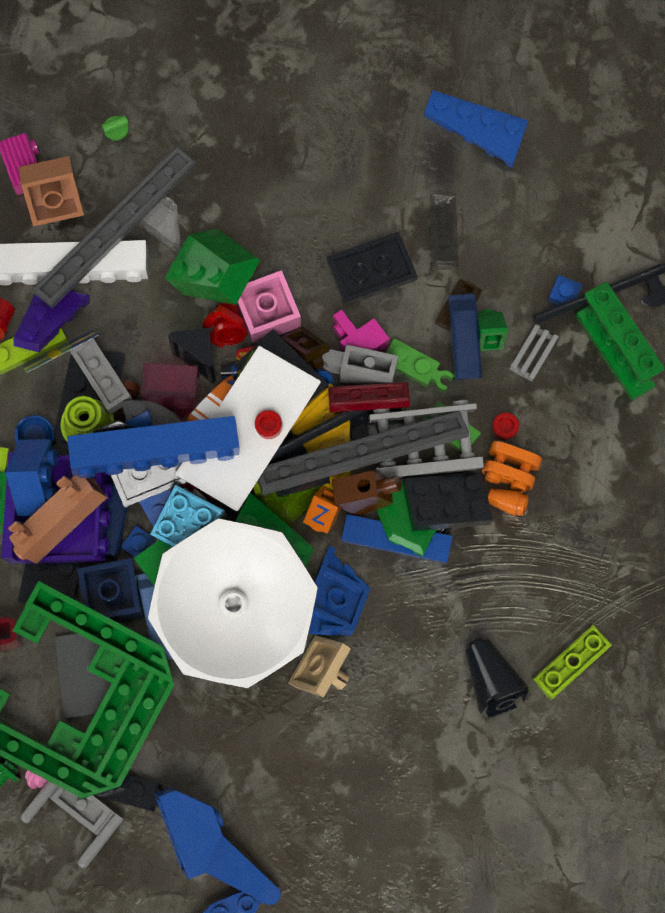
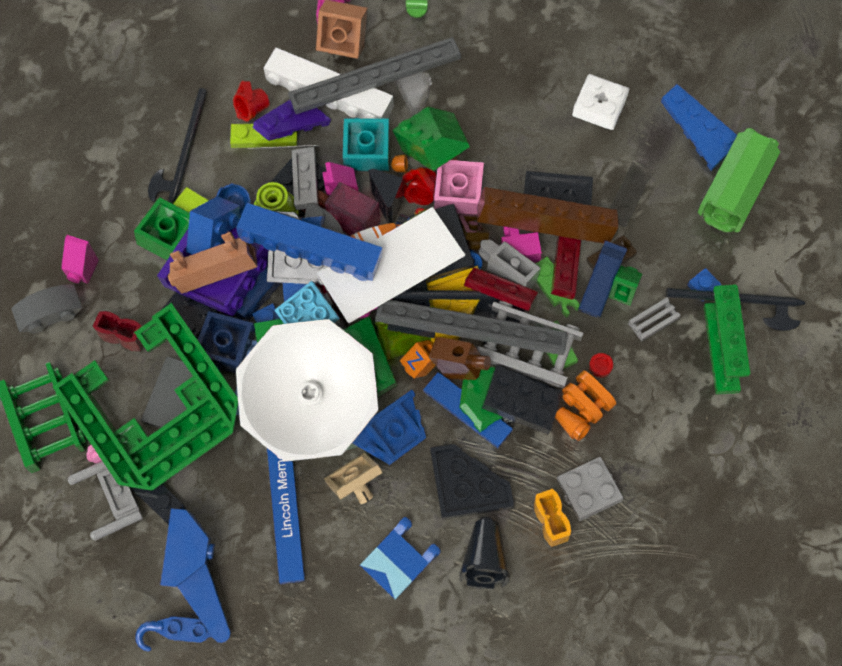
camera: 30 degrees right, 5 degrees down
(133, 359) = (338, 173): none -> dark pink slope
(145, 306) = (366, 144): none -> teal brick
(189, 310) = (400, 163): none -> orange hinge
(268, 424) = (407, 268): red tile -> none
(272, 745) = (285, 520): none -> blue tile
(358, 159) = (604, 113): none -> white brick
(375, 297) = (546, 215): none -> reddish brown brick
(407, 731) = (395, 562): none -> blue flag
(420, 340) = (566, 267): none -> dark red tile
(436, 616) = (467, 485): none -> black plate
(534, 603) = (555, 524): none -> light orange brick
(550, 168) = (739, 181): none -> bright green brick
(559, 559) = (589, 489): none -> light grey plate
(561, 673) = (542, 578): lime tile -> none

